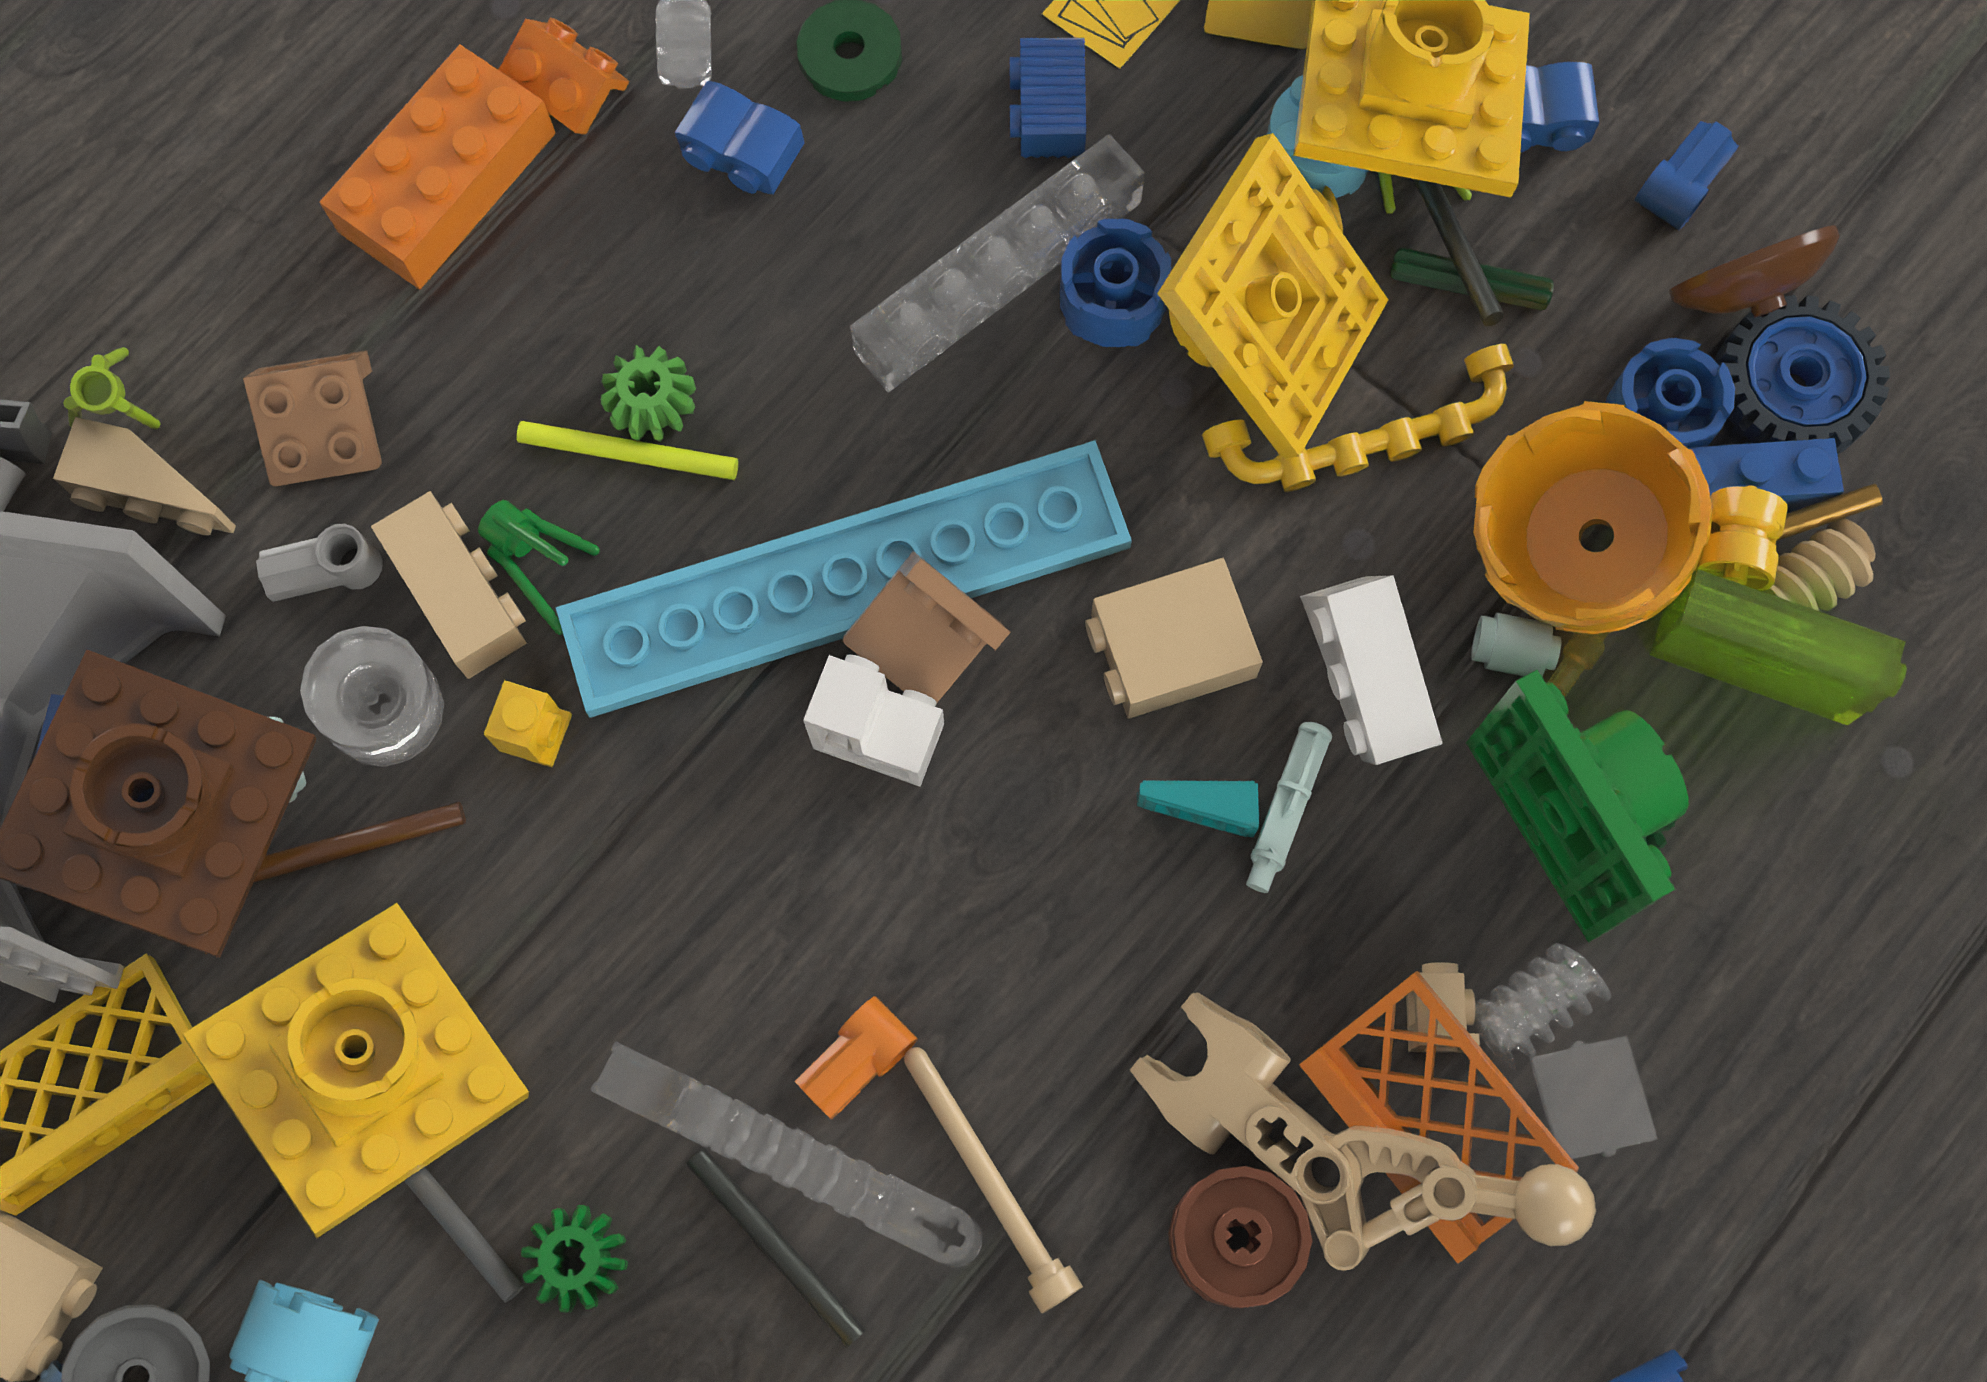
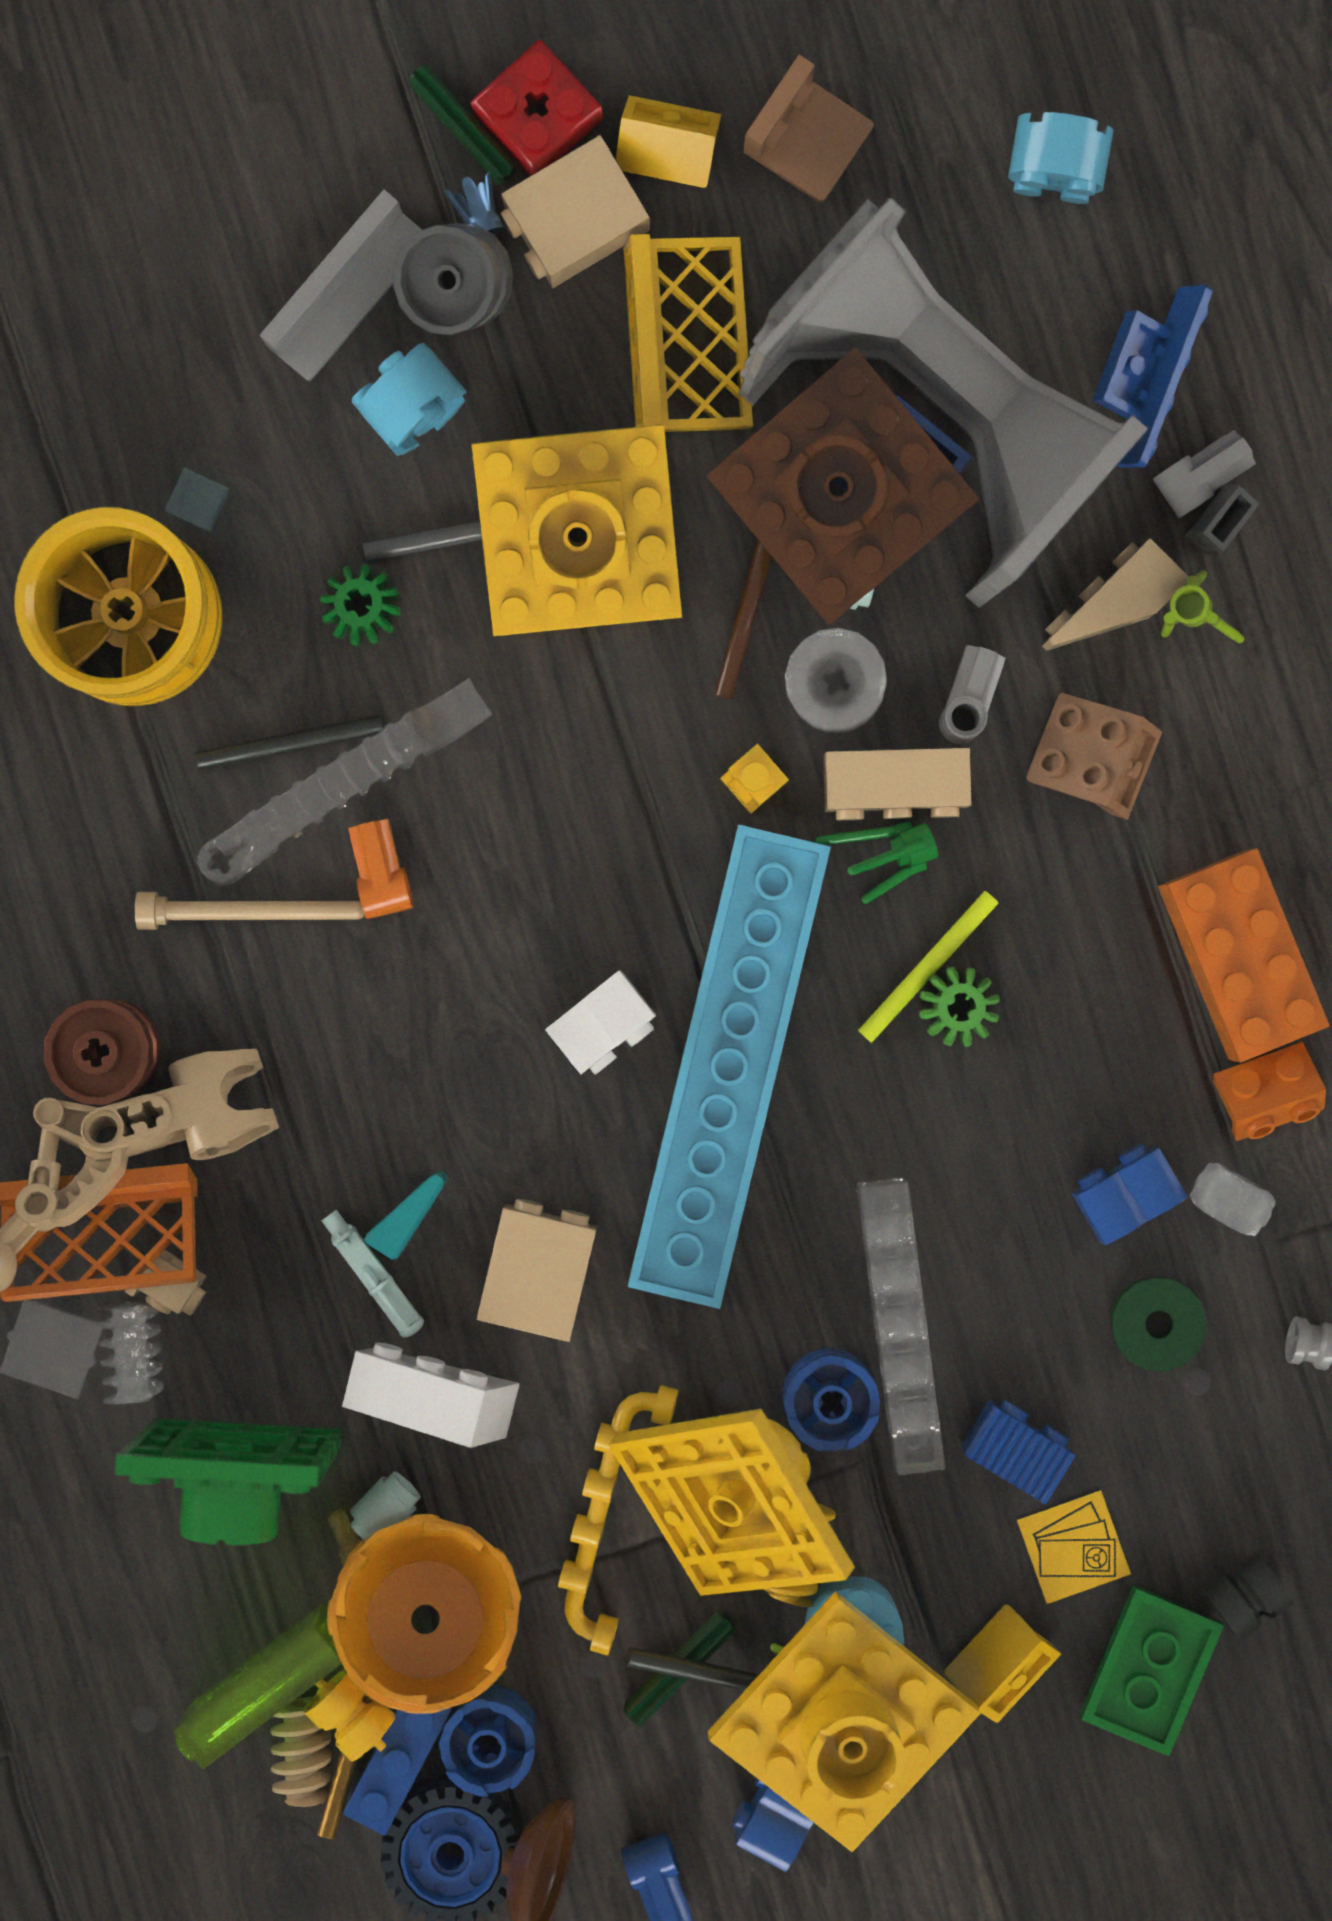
camera: 120 degrees right, 15 degrees up
(923, 630) = (649, 1098): medium nougat bracket -> none

